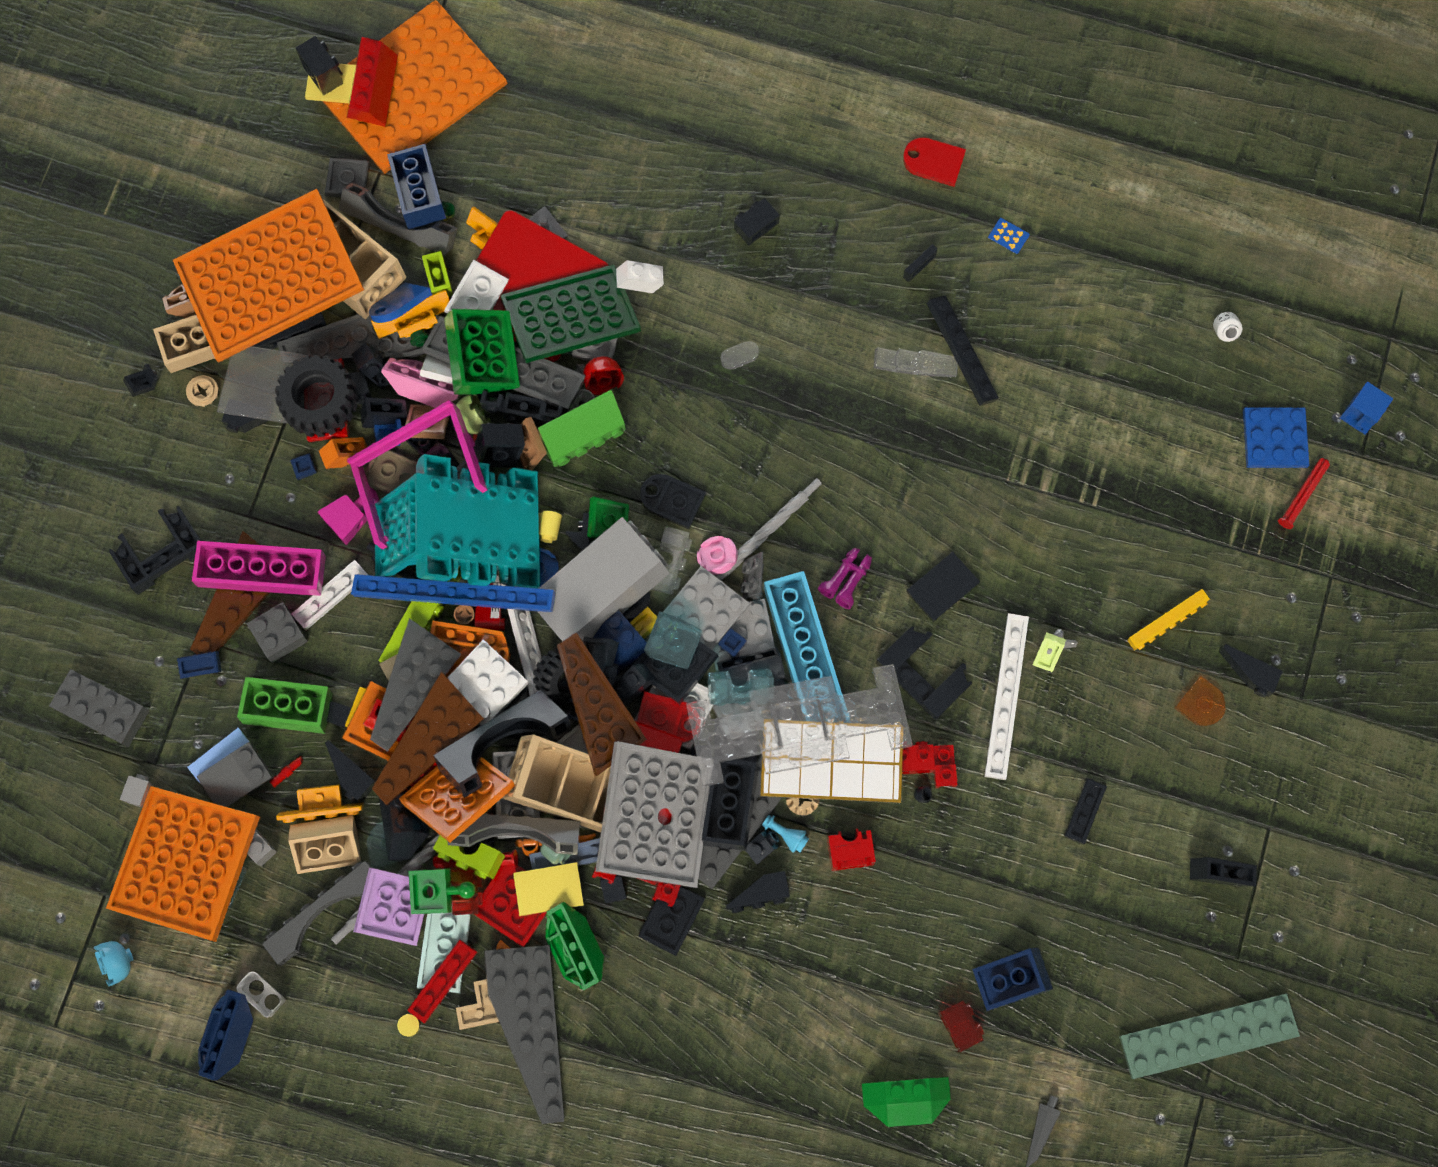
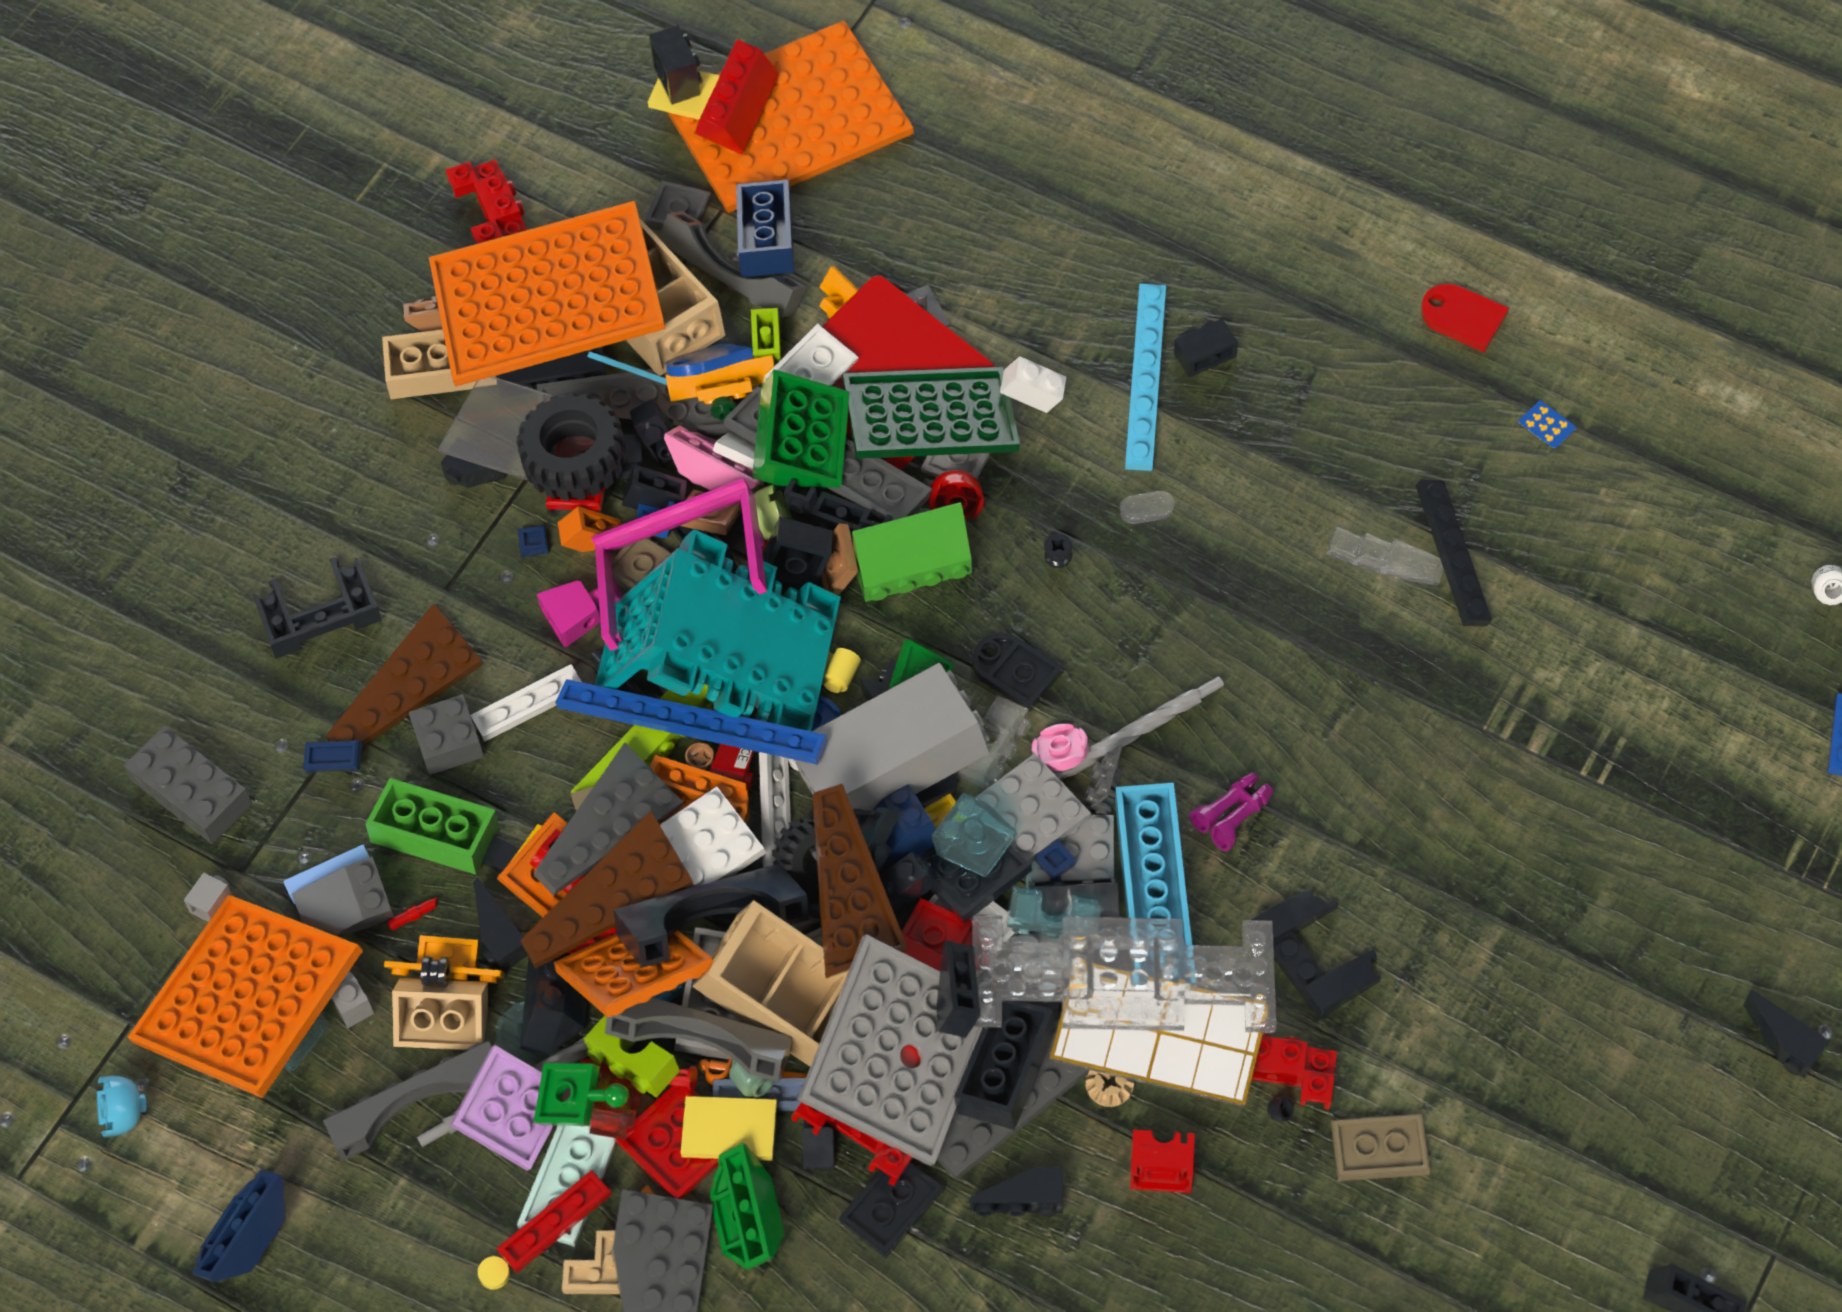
camera: 15 degrees right, 15 degrees down
(141, 381) = (350, 401): black bracket -> none
(204, 382) = (433, 419): tan gear -> none
(211, 199) = (494, 197): none -> red bracket
(244, 984) = (297, 1164): white piece -> none
(259, 568) = (443, 646): dark pink brick -> none
(315, 818) = (435, 971): none -> black wheel
(343, 318) = (626, 367): none -> medium azure piece
(449, 210) = (802, 267): dark green plate -> none
(684, 407) = (1061, 557): none -> black wheel
(688, 764) = (957, 991): none -> black slope
(718, 252) = (1145, 377): none -> medium azure plate
(763, 846) = (1039, 1133): black bracket -> none
(793, 838) = (1087, 1133): medium azure piece -> none
(920, 263) = (1417, 434): black tile -> none
(943, 586) = (1365, 846): black tile -> none
(994, 806) = (1380, 1147): none -> dark tan tile
(1006, 697) = (1425, 1005): white plate -> none
(1051, 649) = (1499, 949): yellowish green piece -> none
(1085, 811) = (1509, 1179): black tile -> none
(1168, 620) = (1677, 948): yellow piece -> none
(1202, 703) = (1706, 1068): clear orange tile -> none

